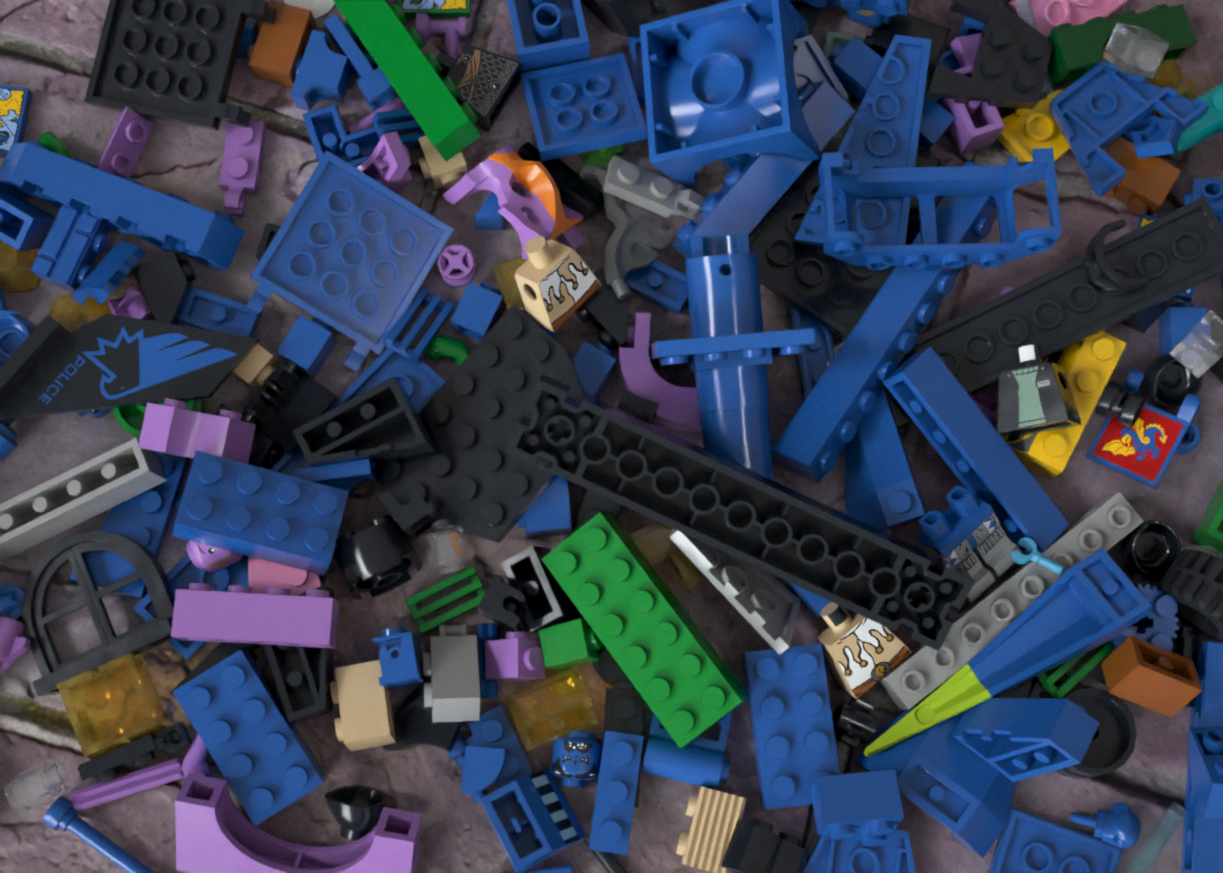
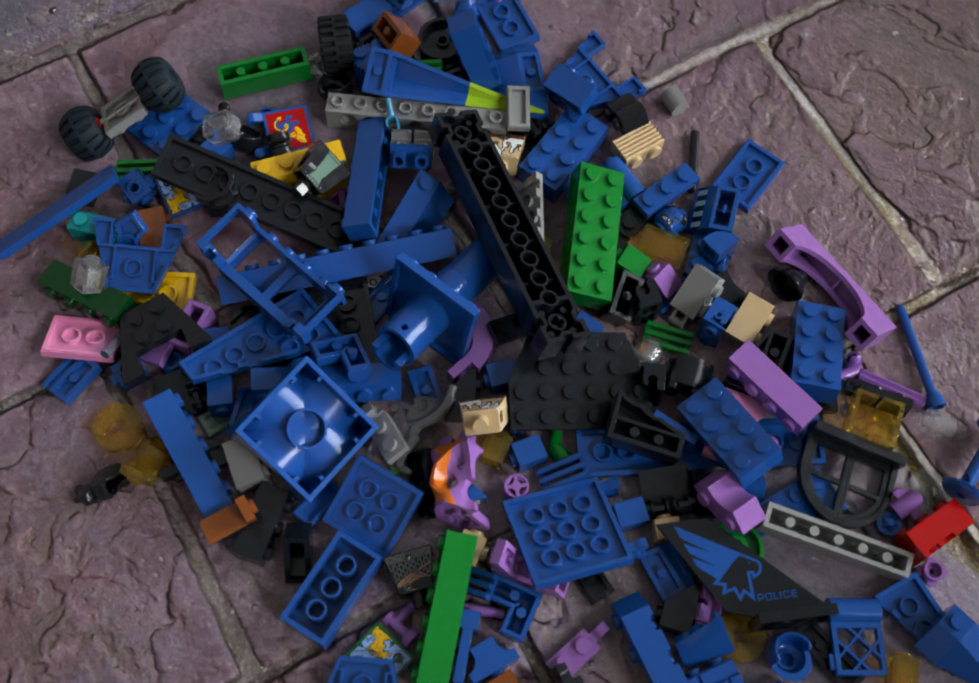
camera: 140 degrees left, 10 degrees down
(775, 223) = (343, 349): none -> blue brick
(898, 719) = (518, 108): none -> light grey tile

